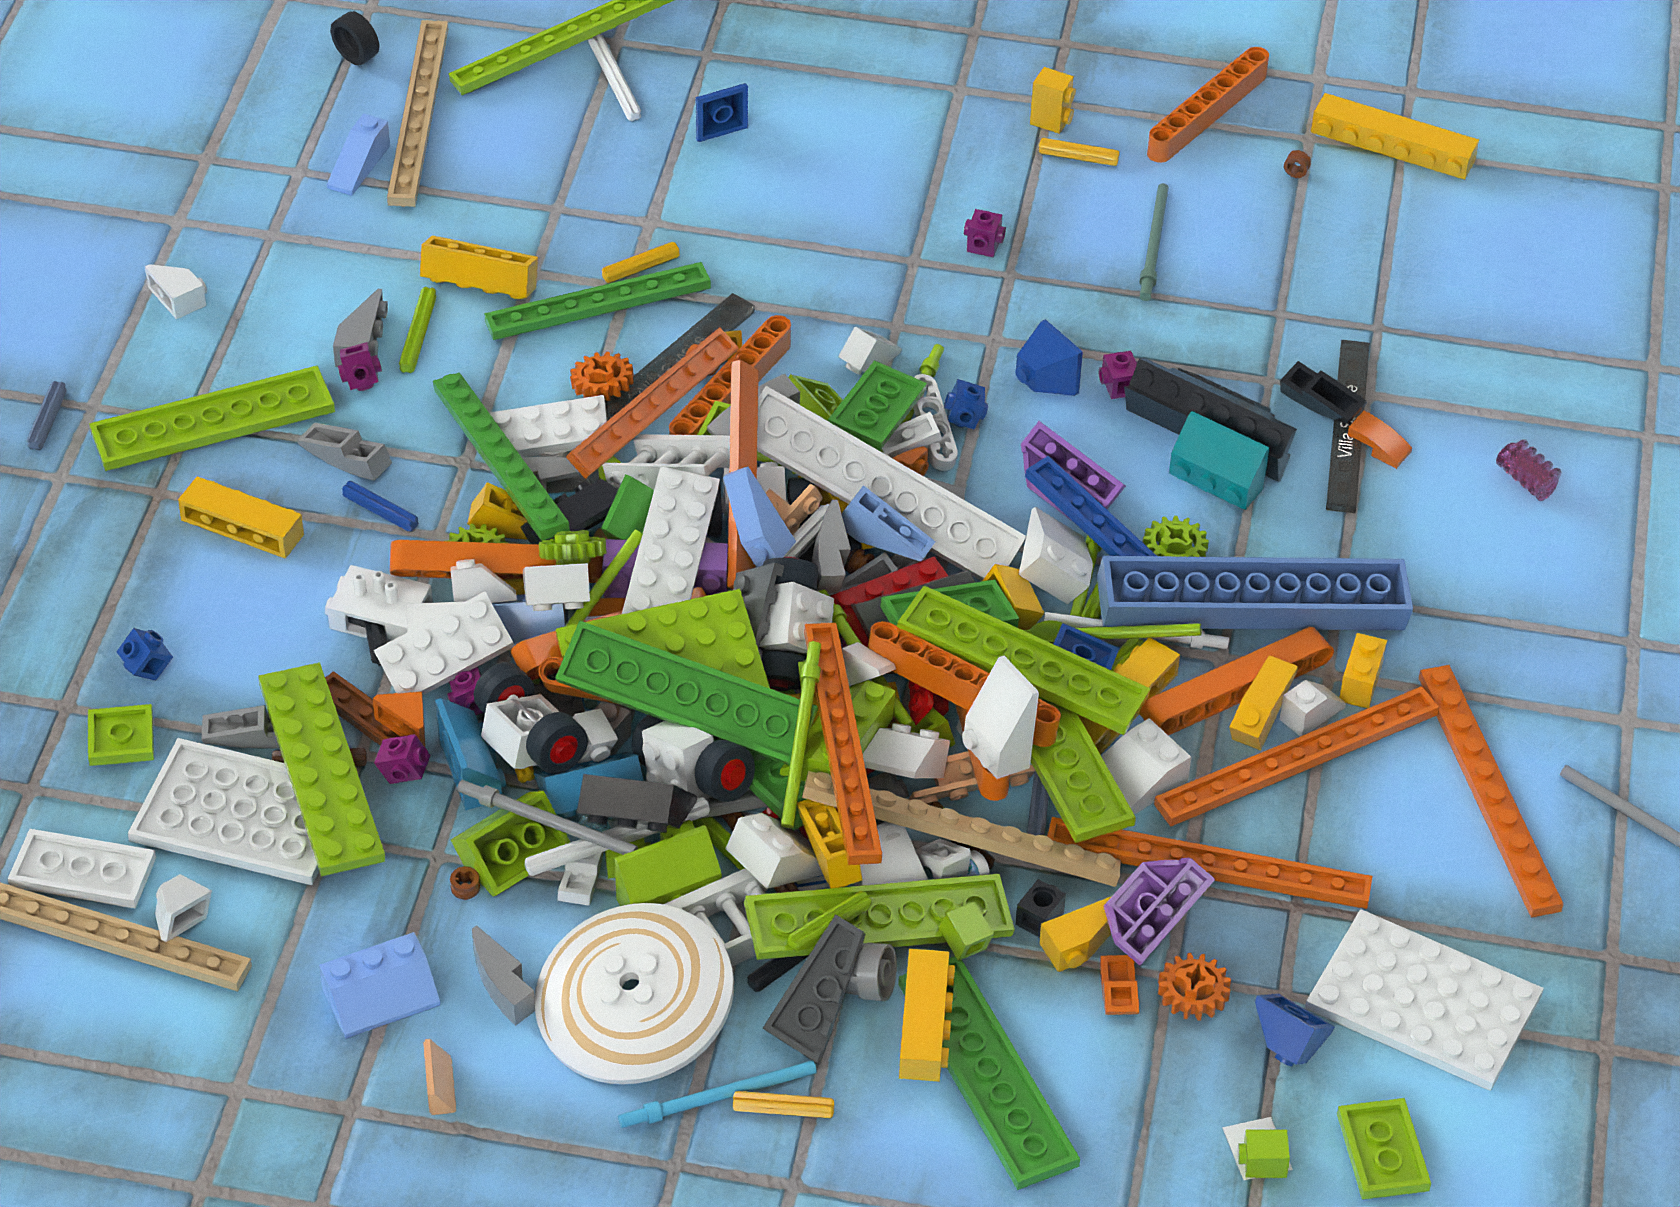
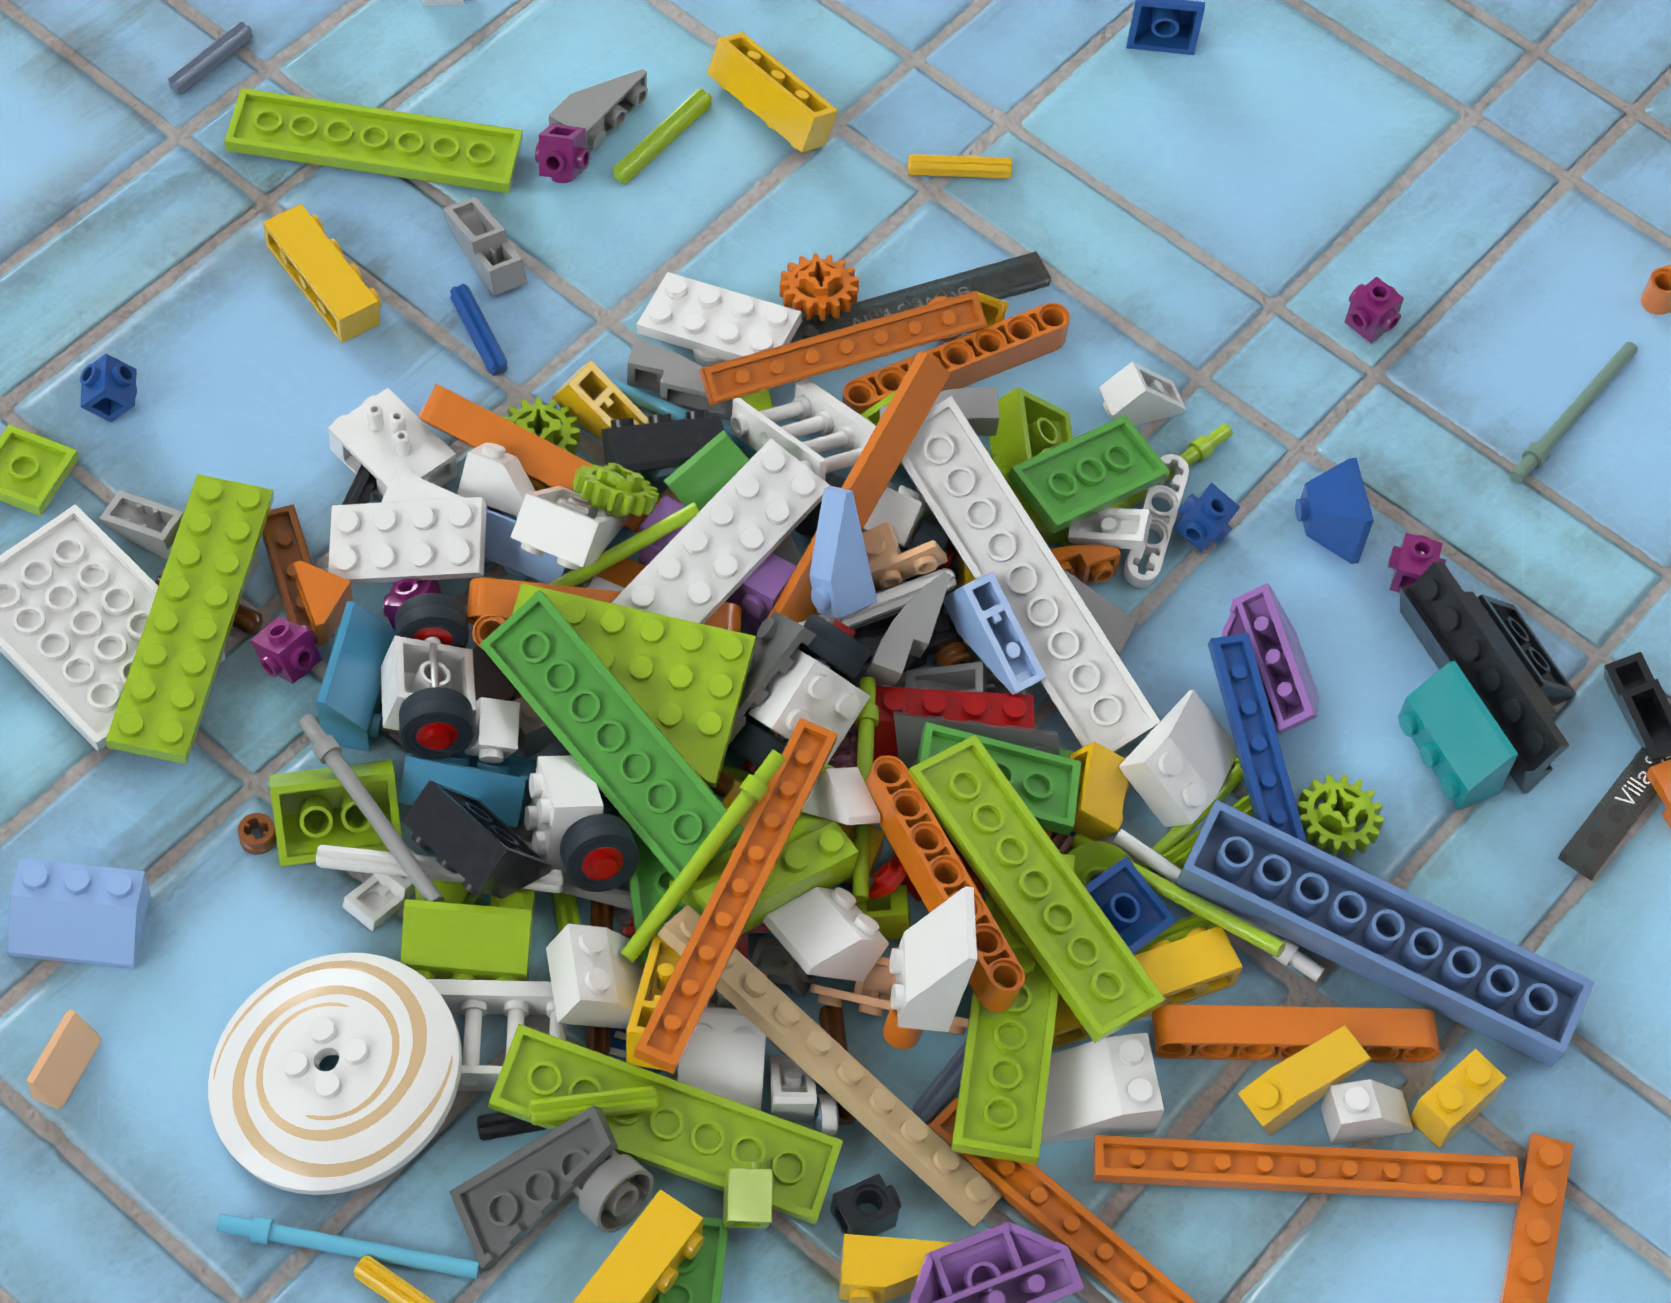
camera: 25 degrees right, 10 degrees up
(501, 456) = (633, 337): bright green plate -> none
(502, 977) = (210, 973): light grey slope -> none
(597, 300) = (879, 192): bright green plate -> none
(1052, 100) = (1561, 179): yellow brick -> none
(1079, 151) = (1559, 256): yellow axle -> none

